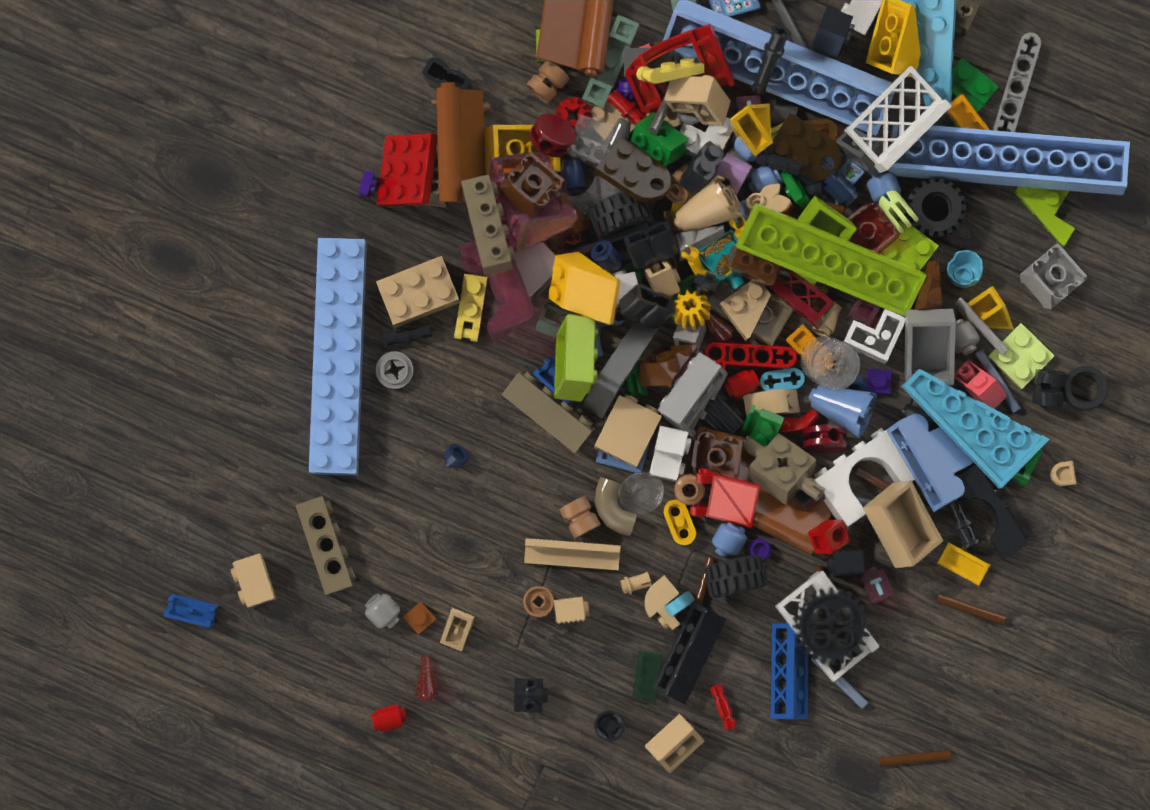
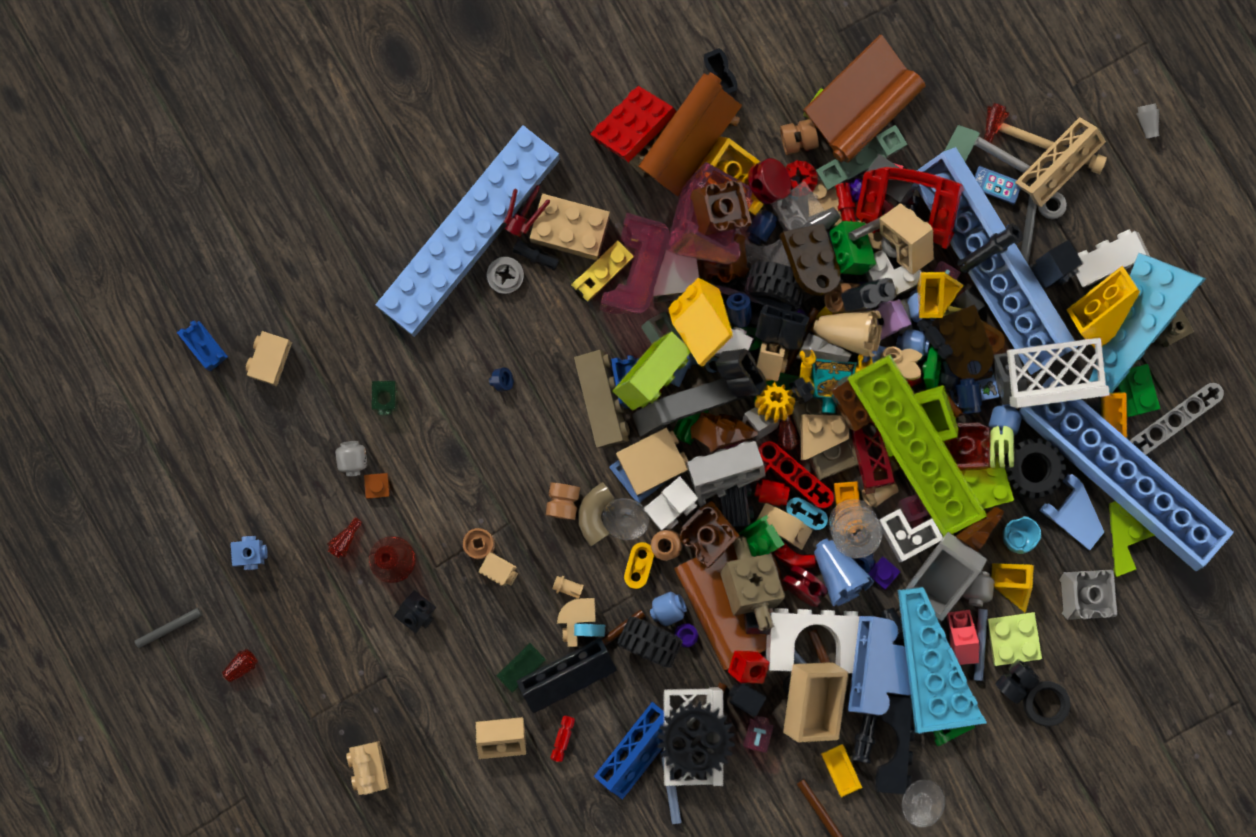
camera: 40 degrees right, 0 degrees up
(307, 513) = (350, 337): dark tan brick -> none
(351, 756) = (240, 551): none -> medium blue brick
(362, 536) = (380, 387): none -> clear green brick
(368, 184) = (594, 113): dark purple plate -> none
(373, 320) = (517, 223): none -> dark red plant
(389, 718) = (292, 546): red brick -> none
(457, 629) = (399, 516): tan slope -> none
(486, 224) = (661, 211): dark tan brick -> none
(488, 672) = (401, 561): none -> clear red cone
(572, 554) = (534, 526): tan fence -> none
(609, 725) = (460, 684): black wheel -> none
(670, 71) = (901, 198): light yellow plate -> none
(729, 499) = (691, 576): flag -> none
(981, 326) = (1000, 590): light grey piece -> none
(995, 220) = (1076, 514): none -> light blue flag
(1055, 540) = (931, 804): none -> clear dish
(1063, 474) = (977, 759): tan tile -> none

